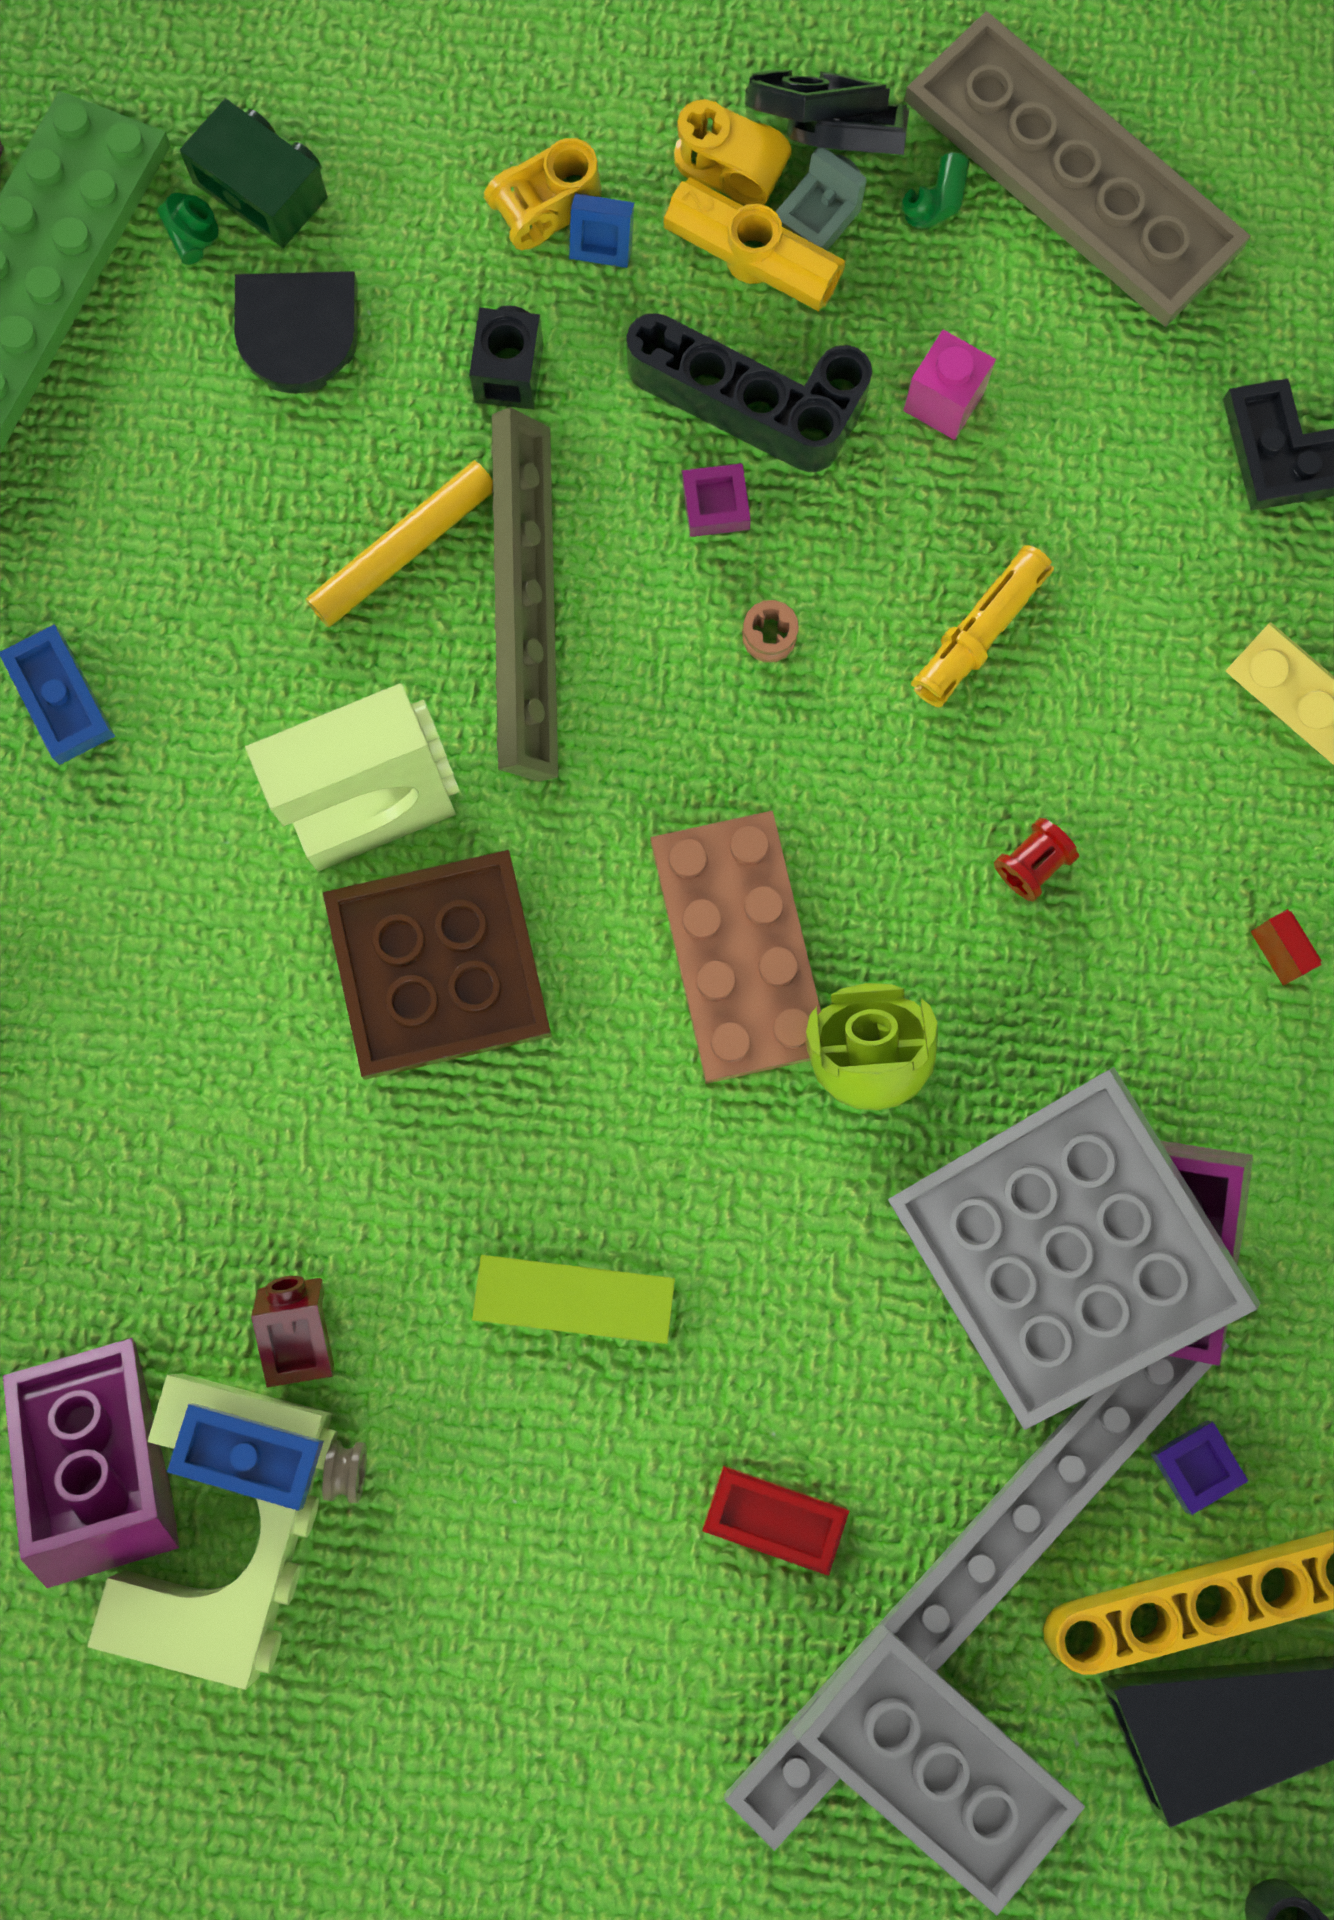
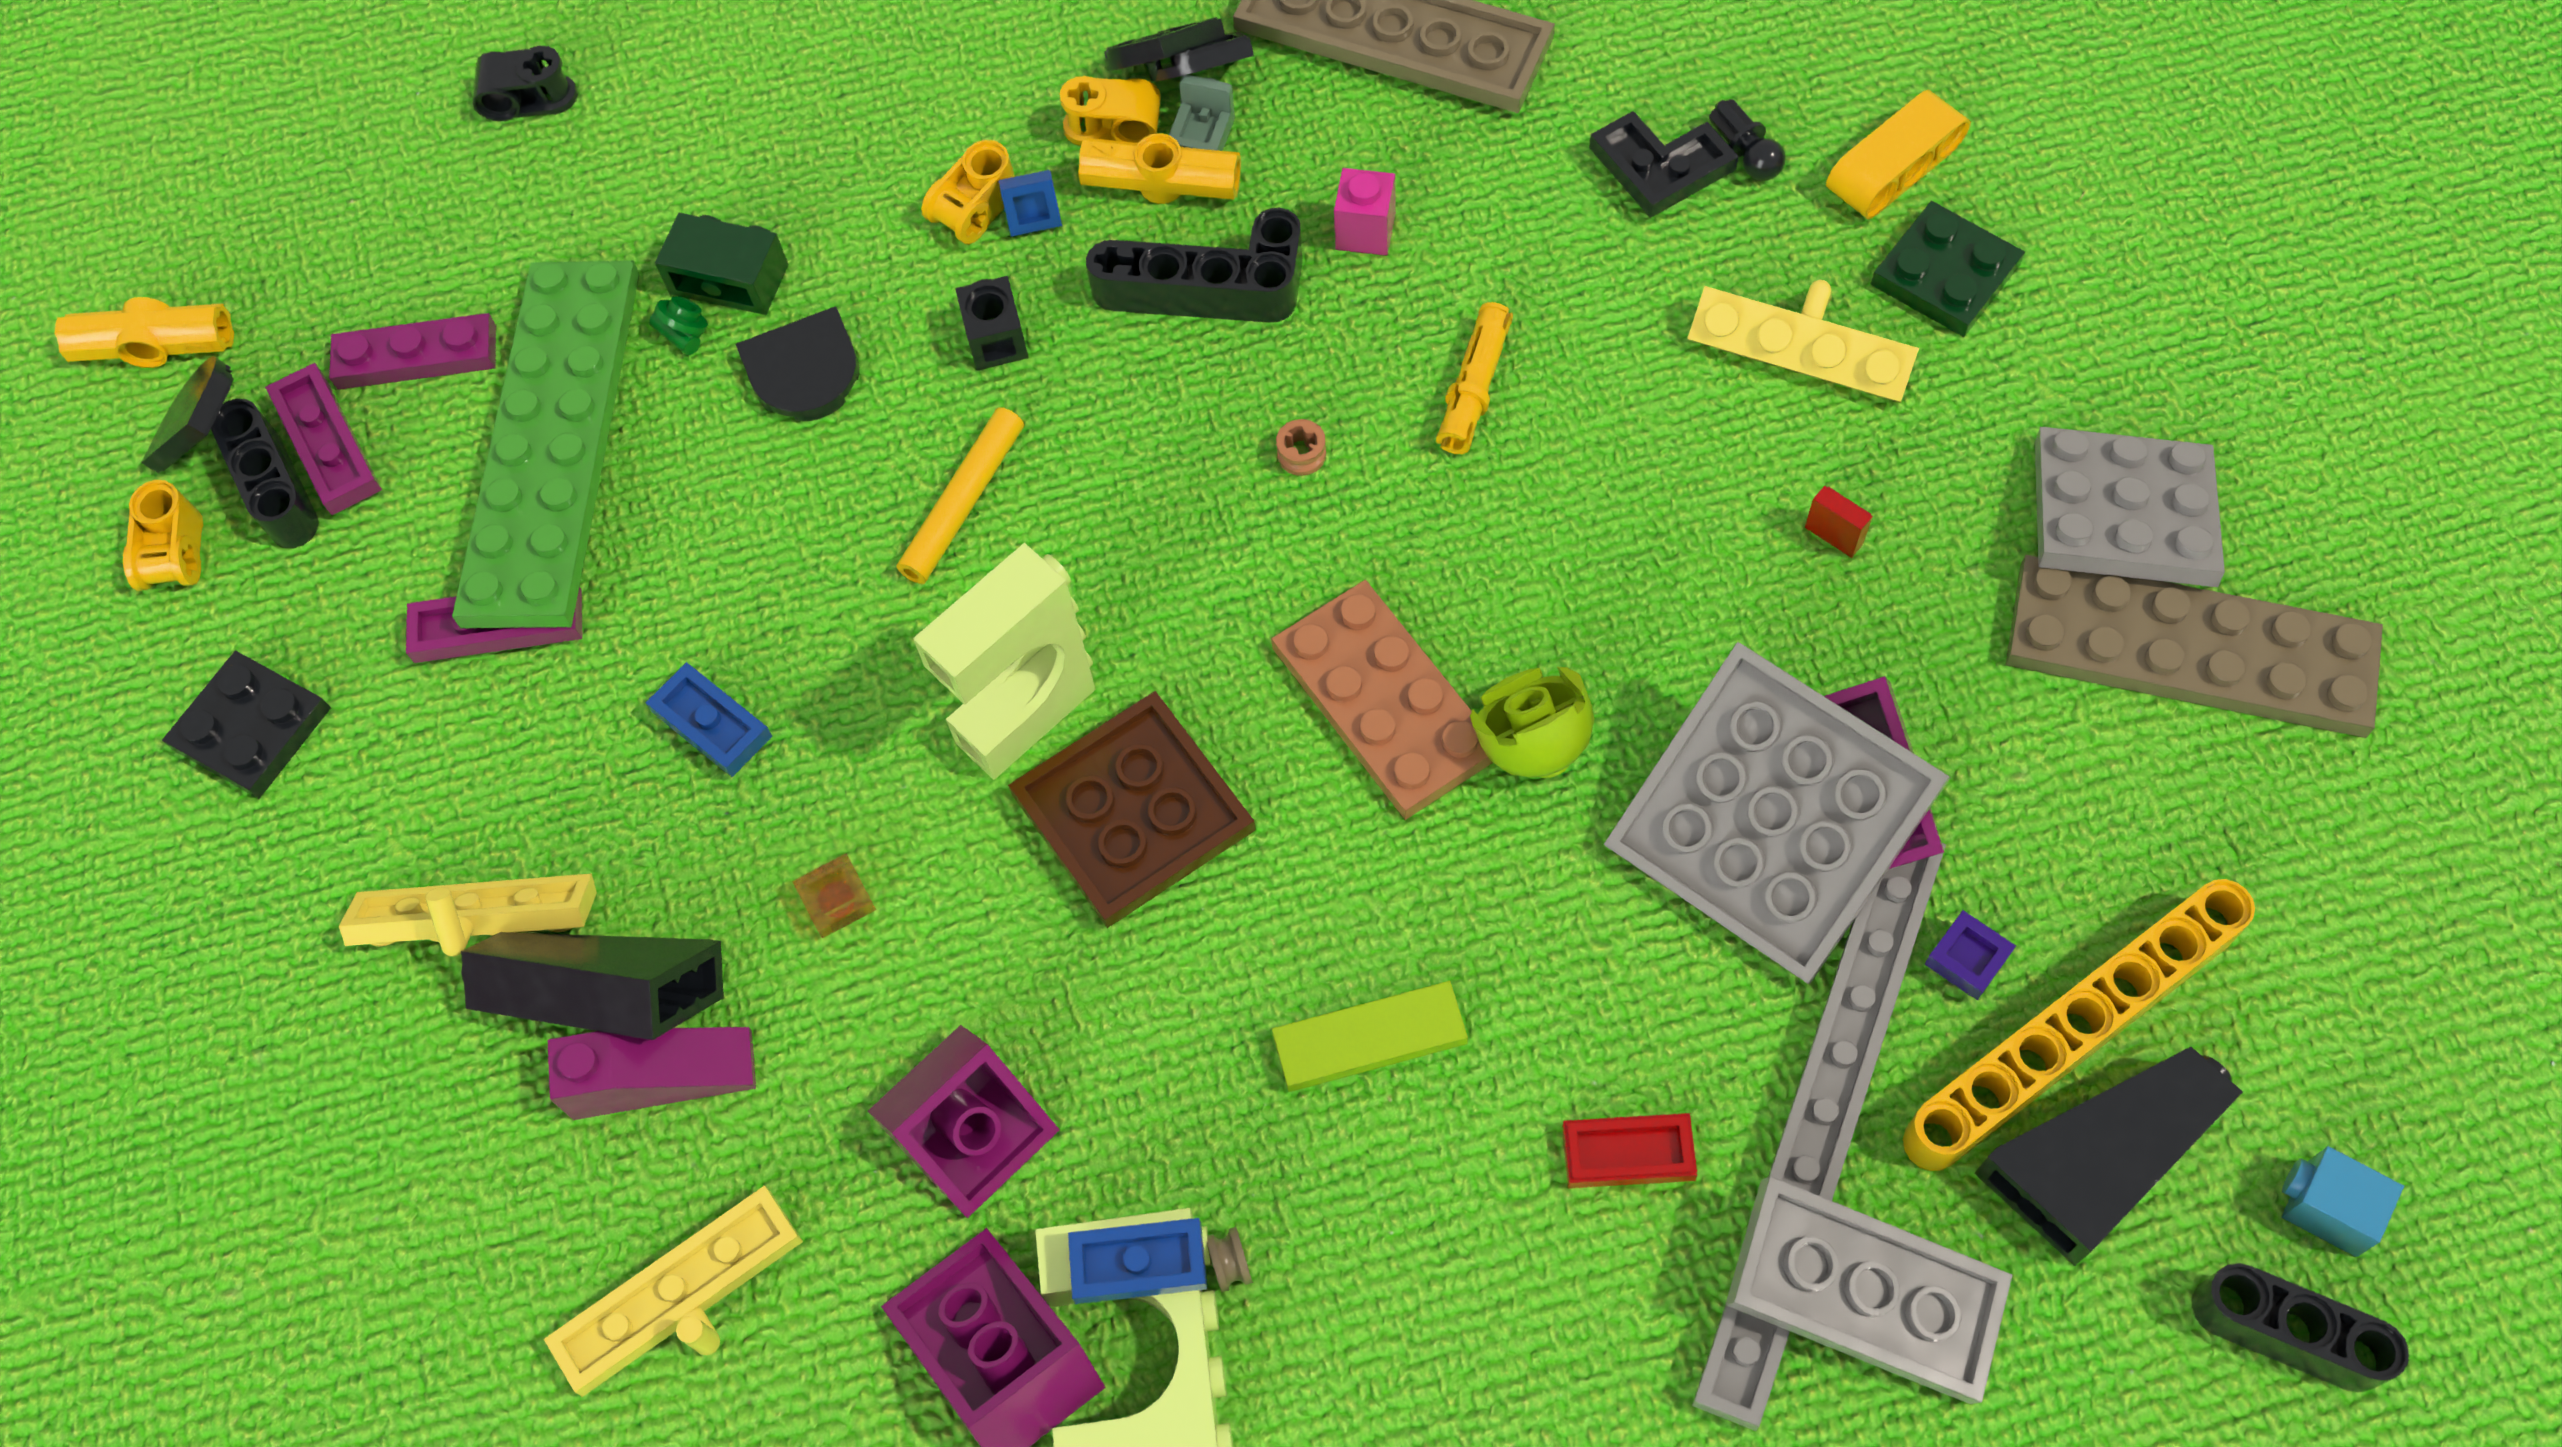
camera: 15 degrees left, 15 degrees down
(110, 937) = (834, 895): none -> clear orange plate
(145, 1225) = (964, 1120): none -> magenta slope
(292, 1331) = (1132, 1159): bracket -> none
(524, 597) = (1085, 496): olive plate -> none
(716, 500) = (1212, 365): magenta plate -> none
(943, 200) = (1298, 86): green arm -> none
(1036, 859) = (1606, 555): red bush -> none

